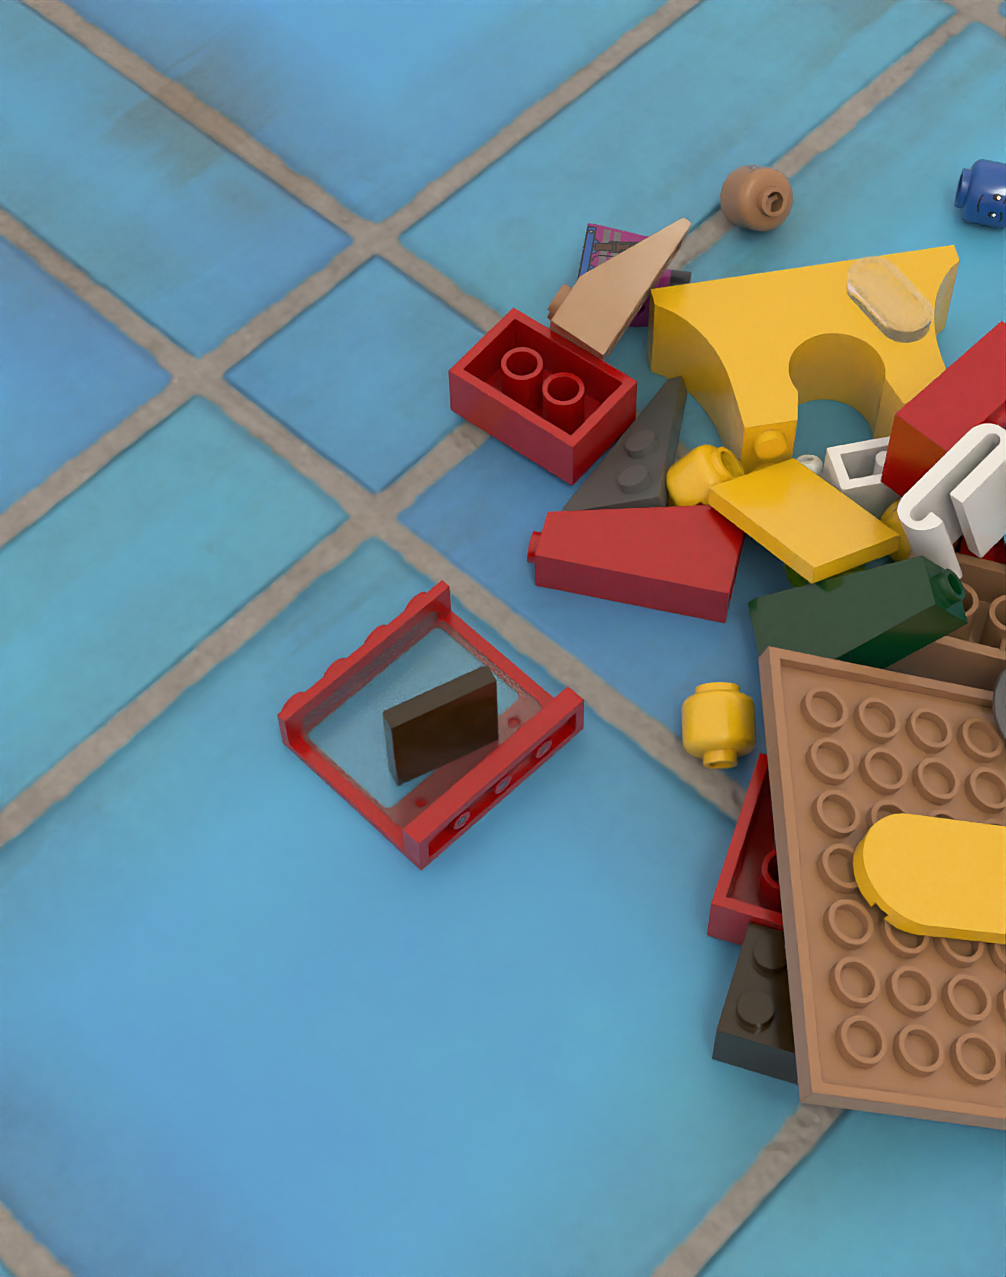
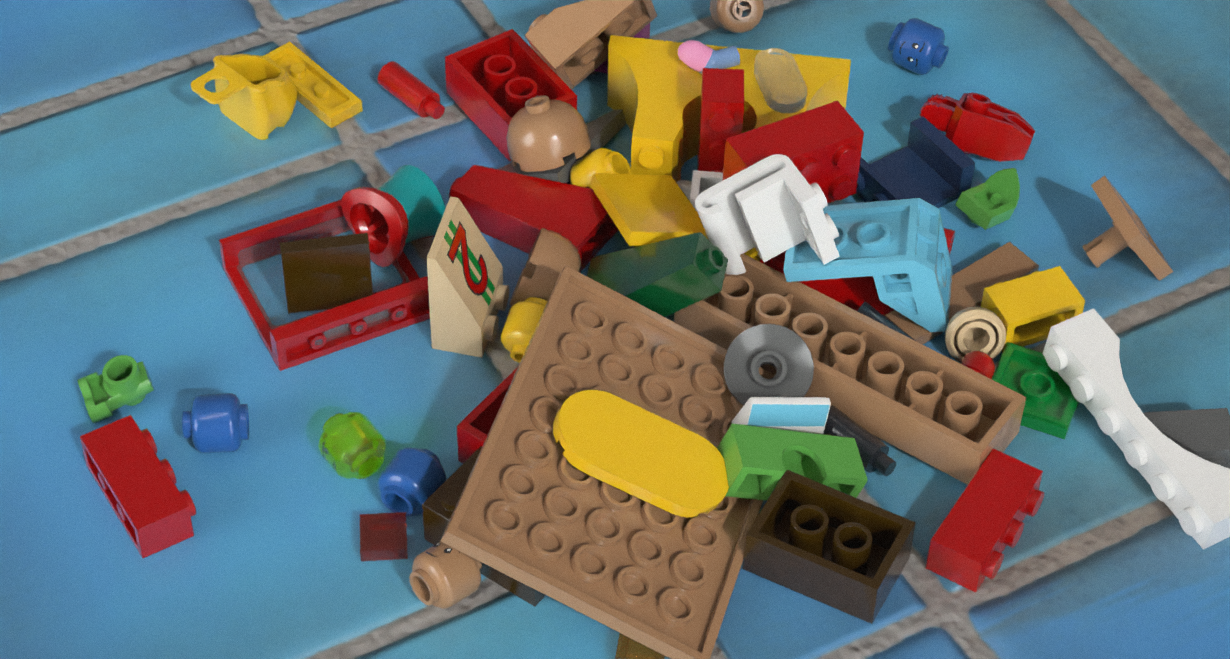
camera: 15 degrees right, 10 degrees down
(215, 484) = (250, 92): none -> yellow piece
(219, 976) = (119, 385): none -> bright green plate
(275, 445) = (316, 87): none -> yellow tile
(328, 1104) = (139, 485): none -> red brick
(388, 981) = (216, 423): none -> blue head
(408, 421) = (410, 90): none -> red cylinder
(484, 610) = (395, 213): none -> hat
(571, 958) = (352, 445): none -> clear neon green head
(622, 696) = (463, 285): none -> tan slope
(627, 451) = (545, 134): none -> medium nougat cylinder
(665, 1075) = (383, 536): none -> clear red tile
(671, 989) = (410, 480): none -> blue head
(705, 640) = (544, 266): none -> medium nougat cylinder
(770, 1114) = (444, 576): none -> medium nougat head
(786, 294) = (699, 56): none -> arm
(836, 379) = (719, 115): none -> red brick

